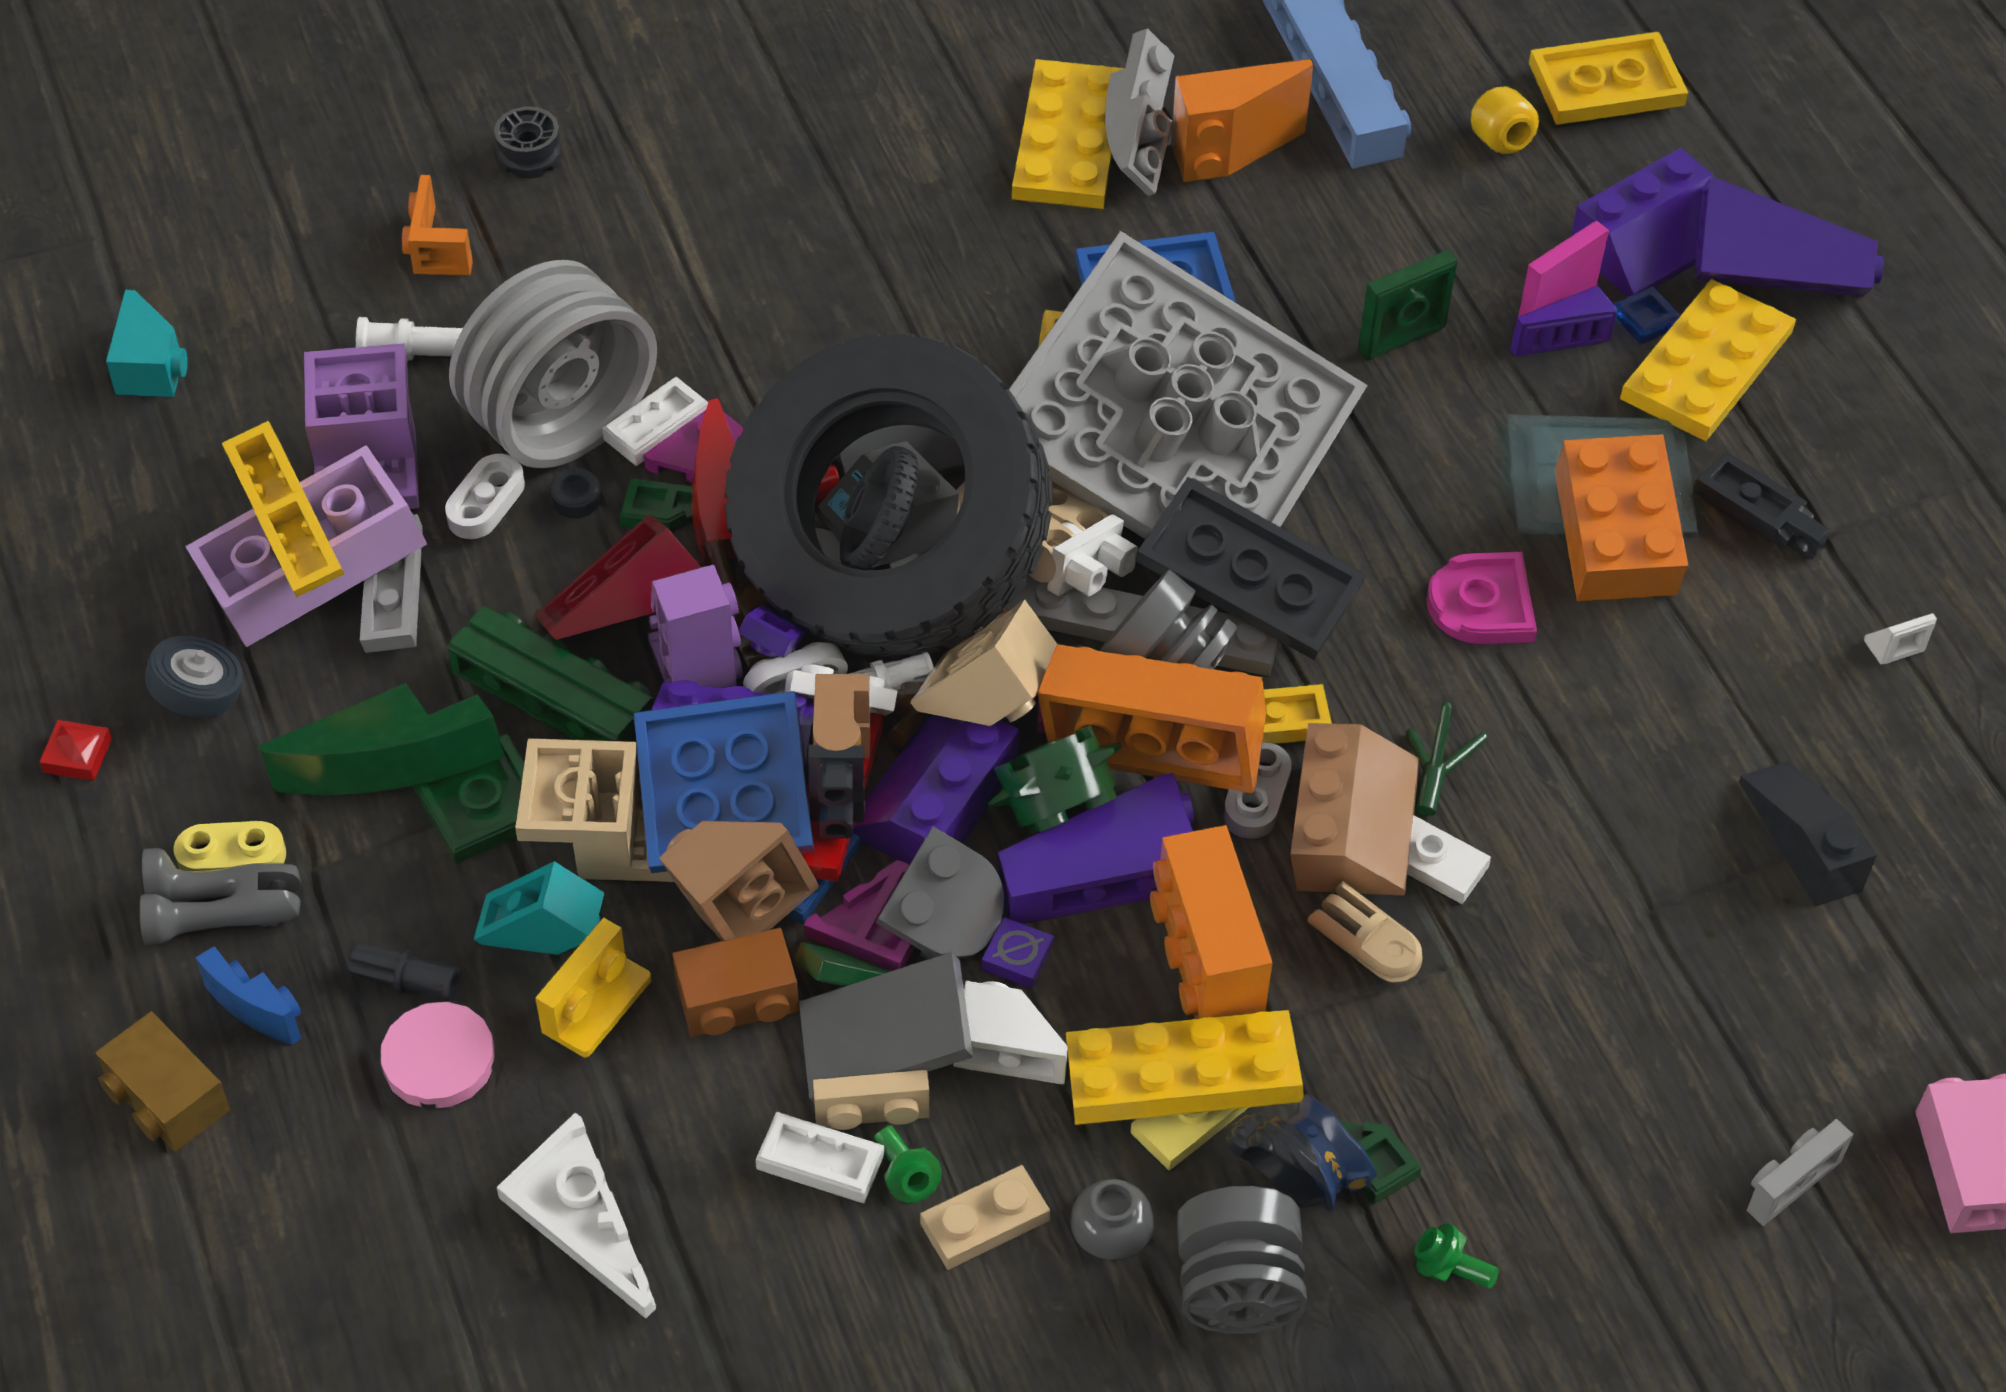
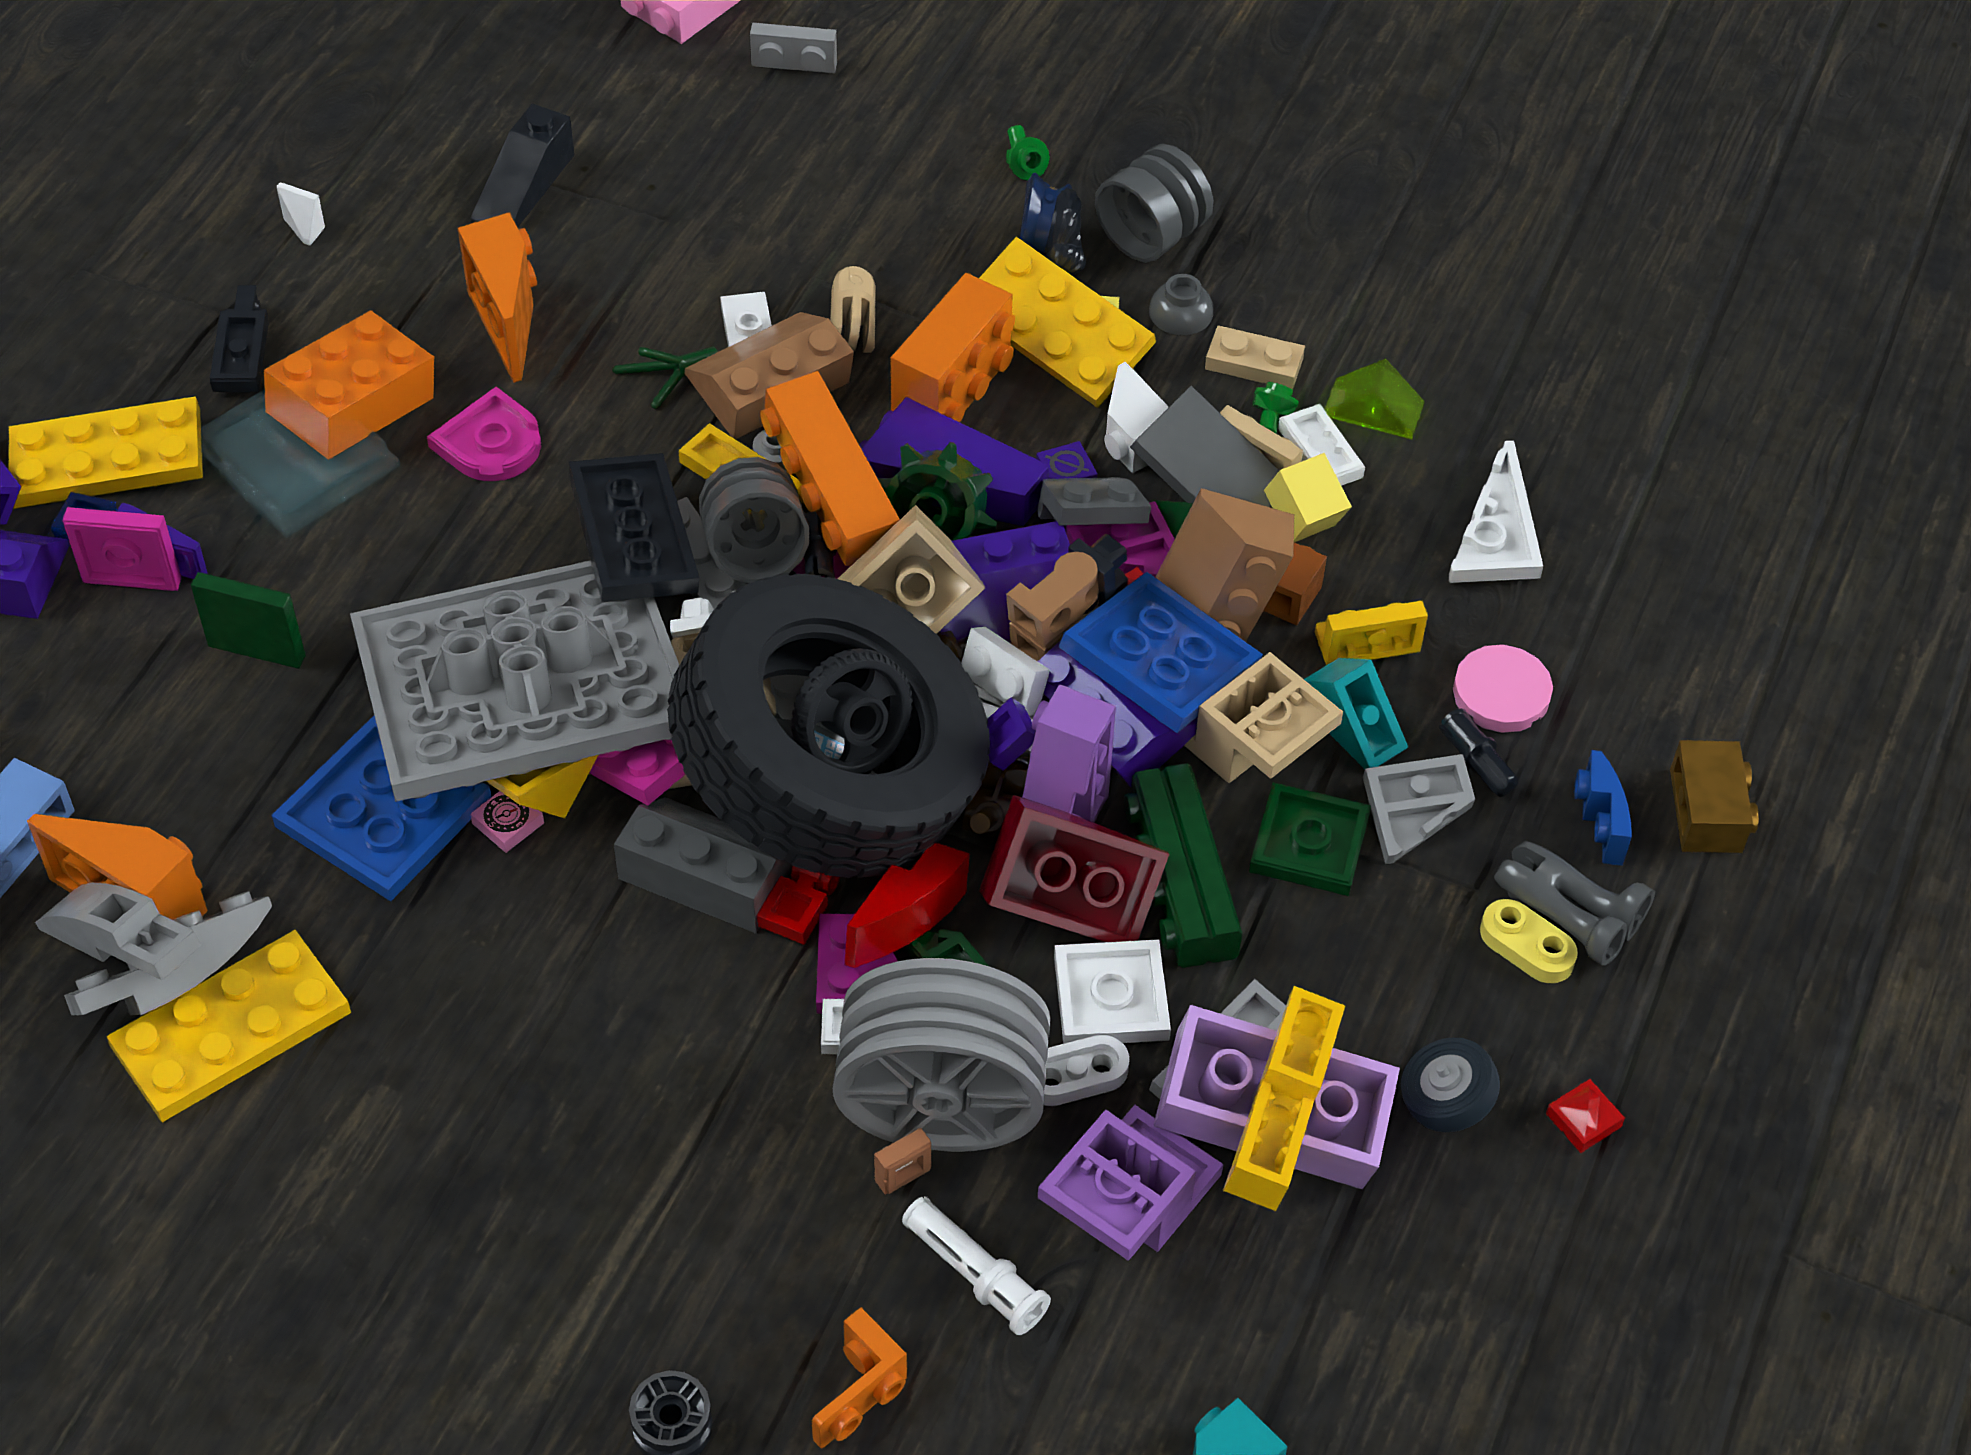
camera: 135 degrees left, 0 degrees up
(382, 746) = (1357, 903): dark green slope -> none
(419, 884) = (1416, 800): none -> light grey wing
(514, 561) = (1112, 991): none -> white plate
(766, 1064) = (1311, 494): none -> light yellow piece
(819, 1256) = (1376, 400): none -> clear neon green slope
(1155, 68) = (120, 923): none -> light grey slope
(1390, 1157) = (998, 224): dark green tile -> none
(1626, 673) = (501, 284): none -> orange slope

